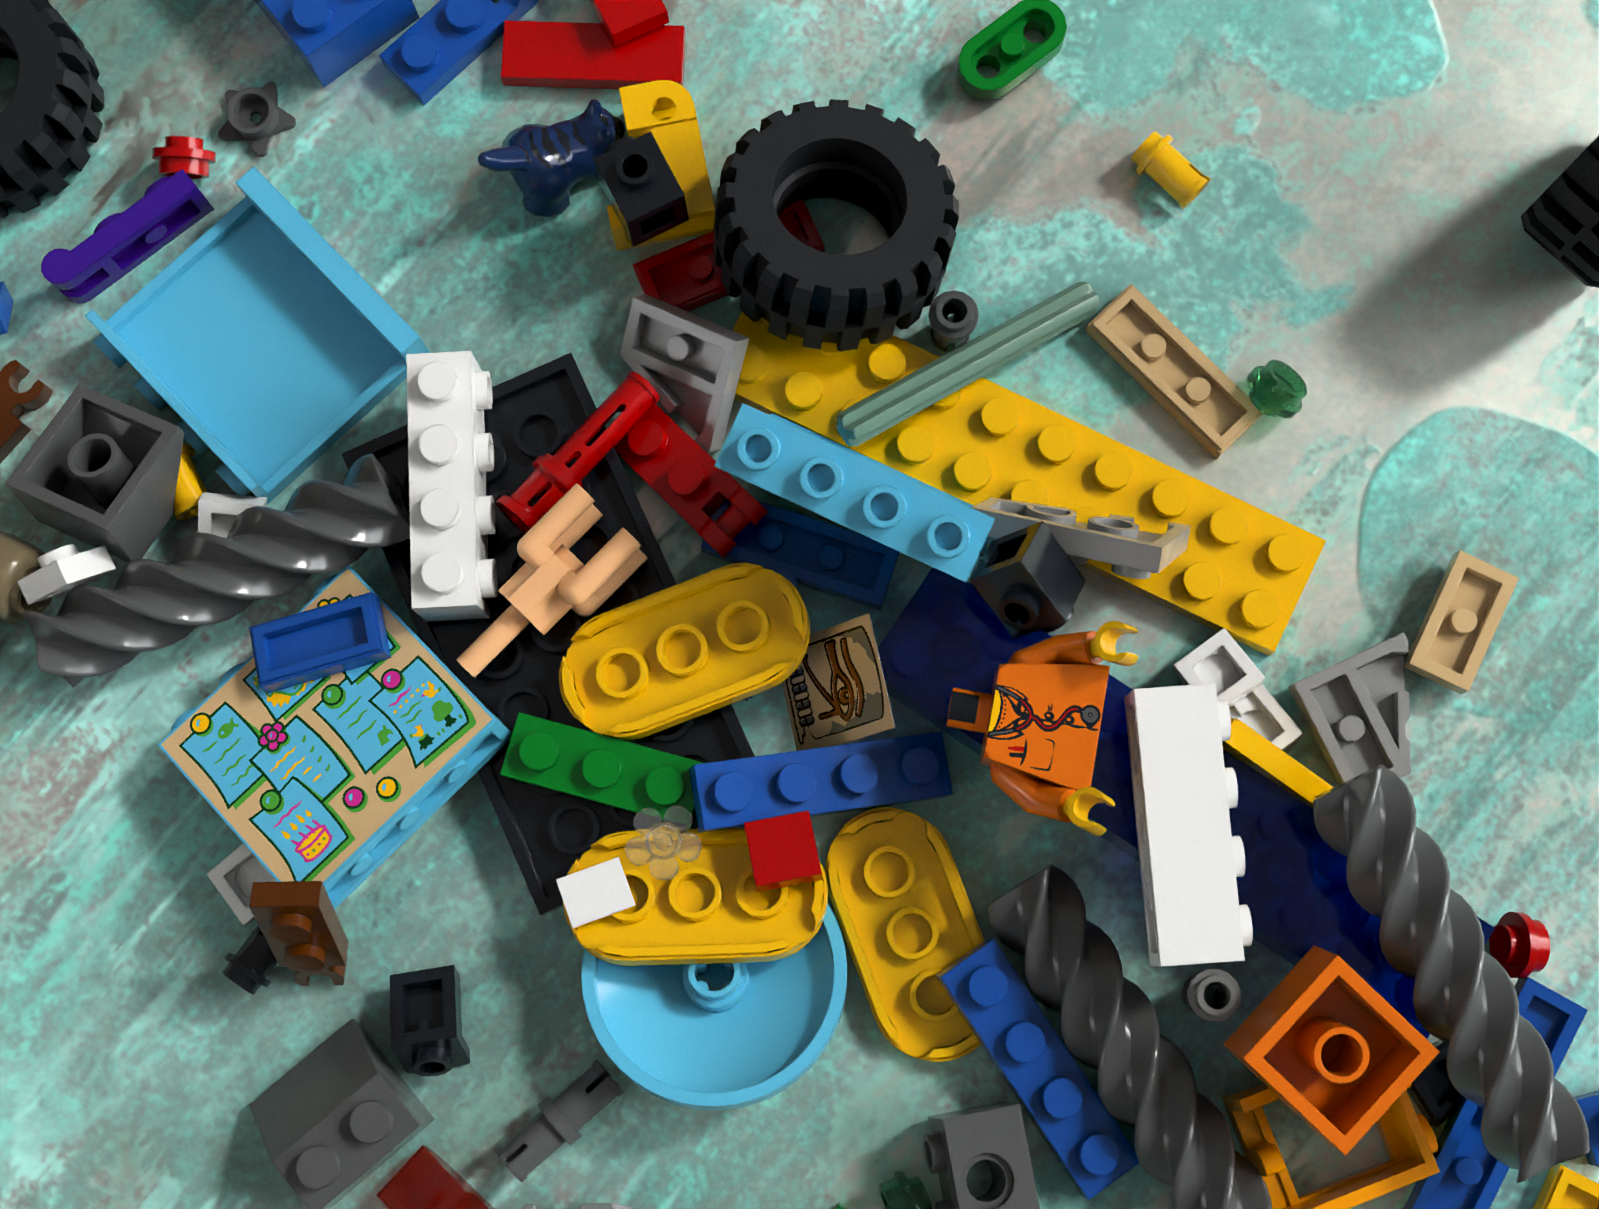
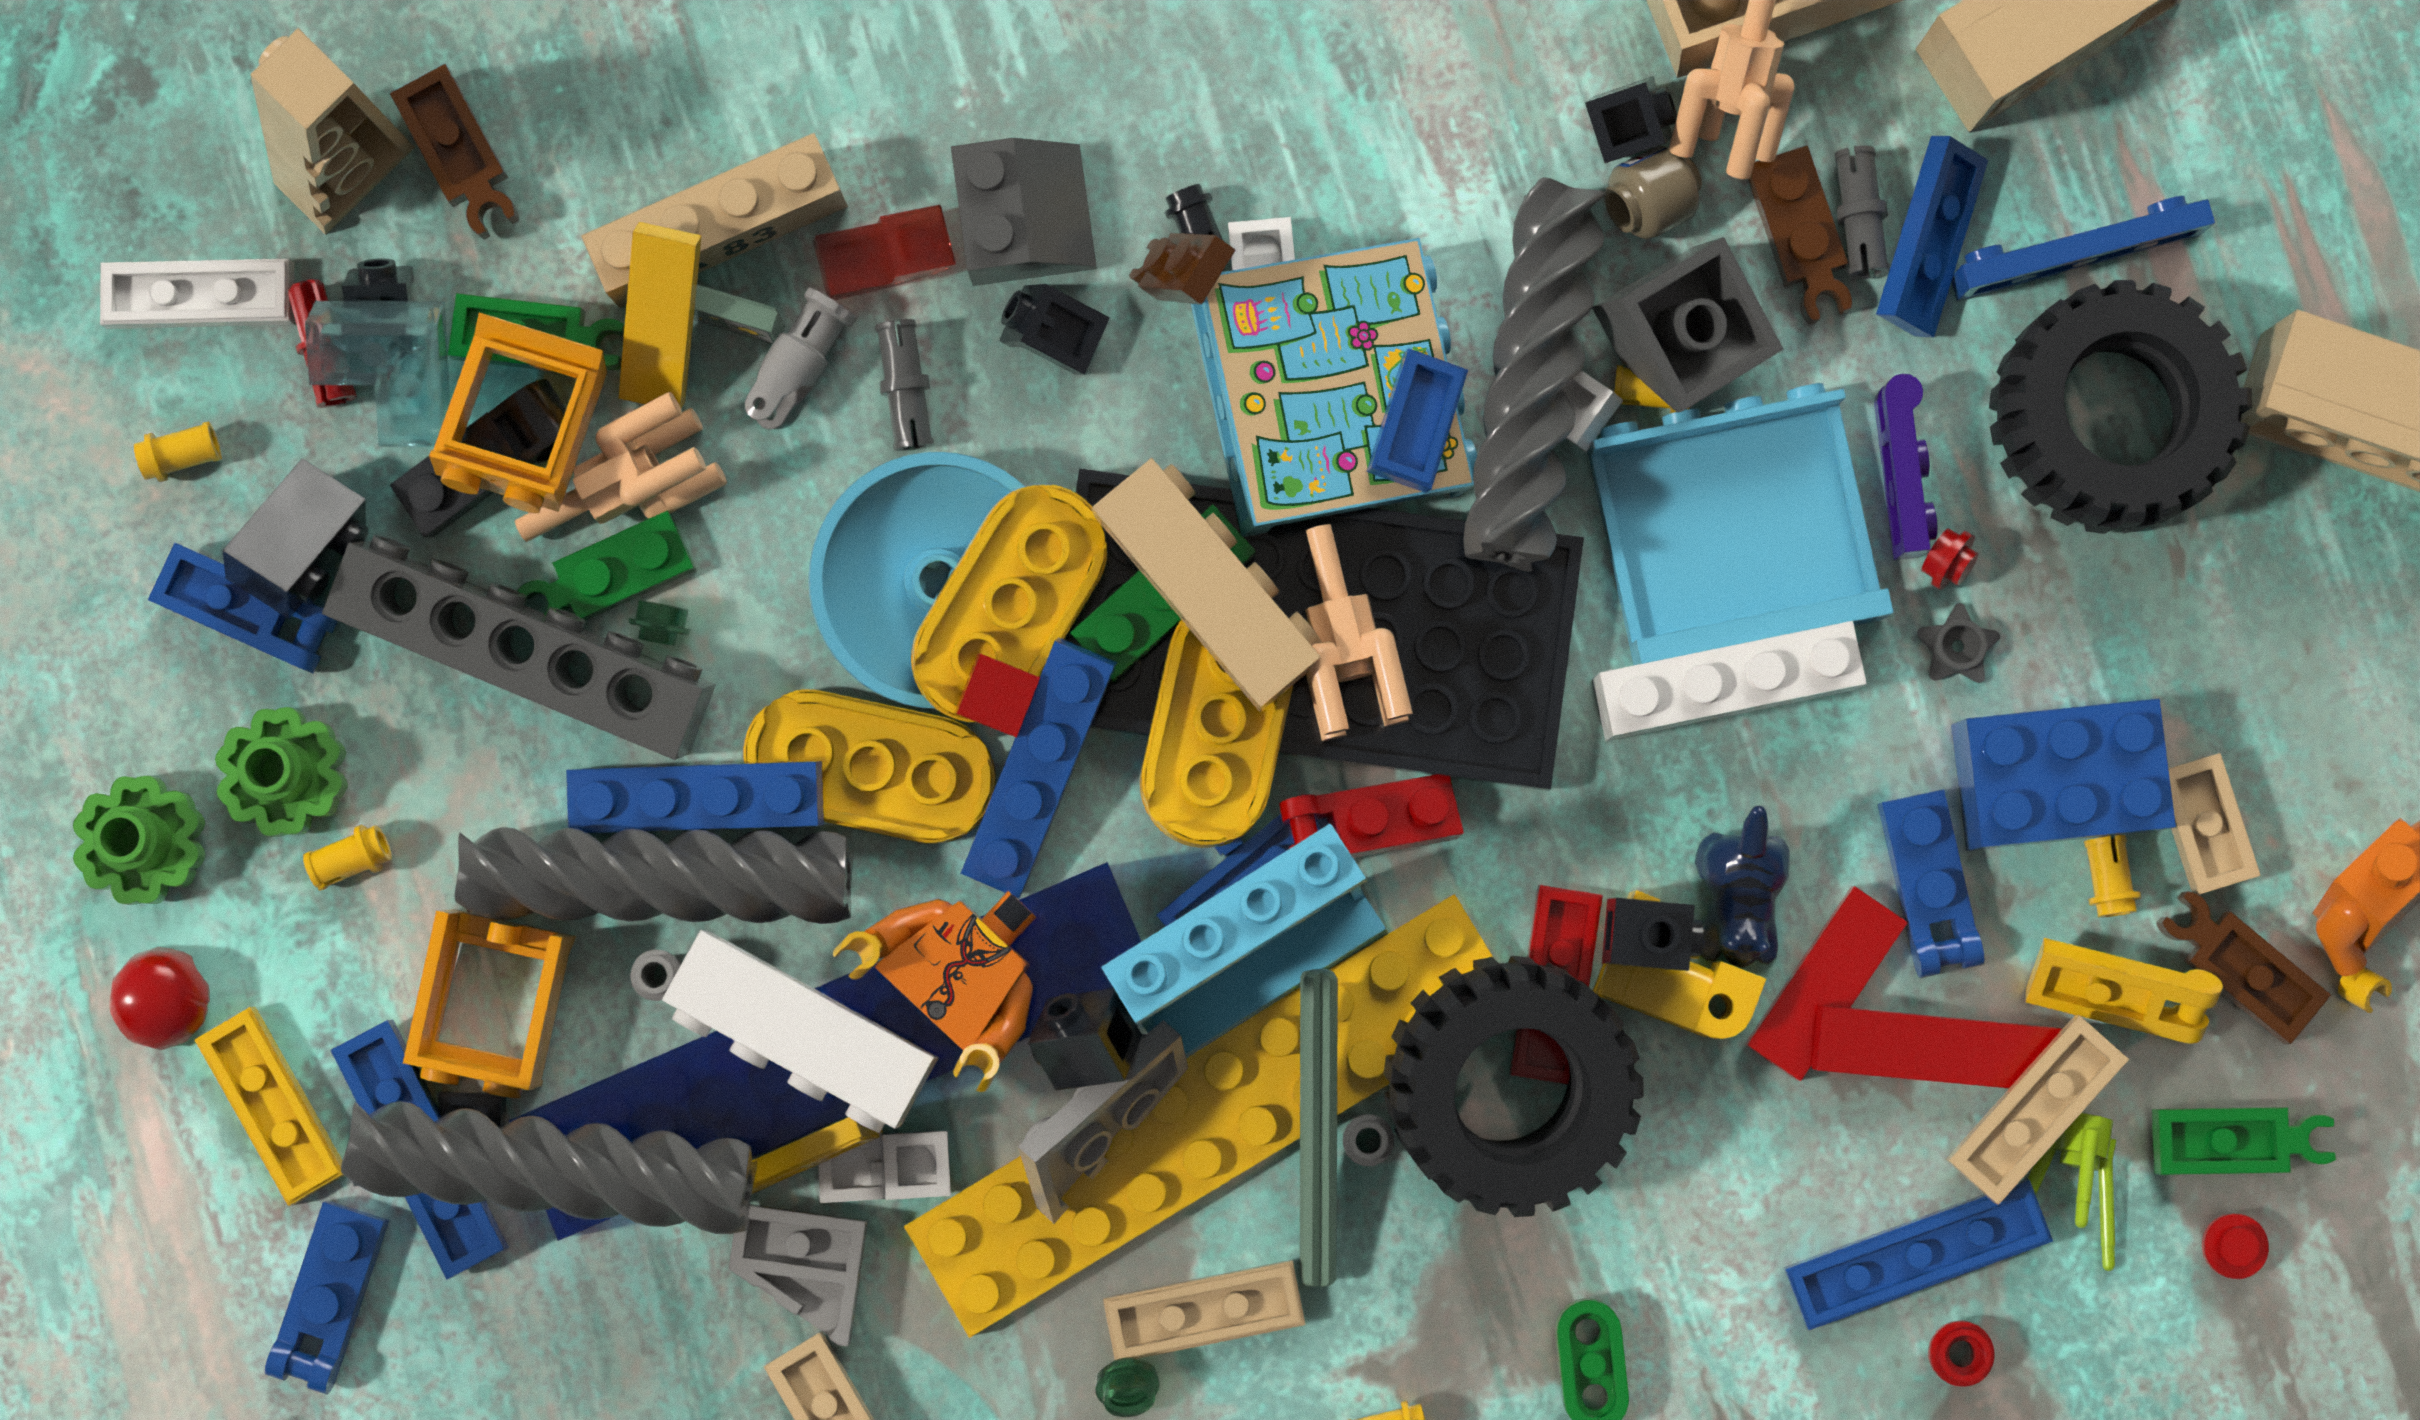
camera: 125 degrees right, 5 degrees up
(64, 570) = (1617, 244): white plate -> none
(391, 260) = (1729, 681): none -> white brick
(449, 486) = (1487, 608): white brick -> none
(551, 472) = (1471, 814): red pin -> none
(571, 726) = (1207, 584): none -> tan brick
(595, 892) = (1062, 522): white sticker -> none
(663, 841) = (1069, 603): clear plant -> none
(687, 363) = (1478, 882): light grey wing -> none
(838, 688) = (1105, 831): sticker -> none
(1331, 1048) = (552, 1029): orange brick -> none
(1520, 944) = (533, 1262): red plate -> none

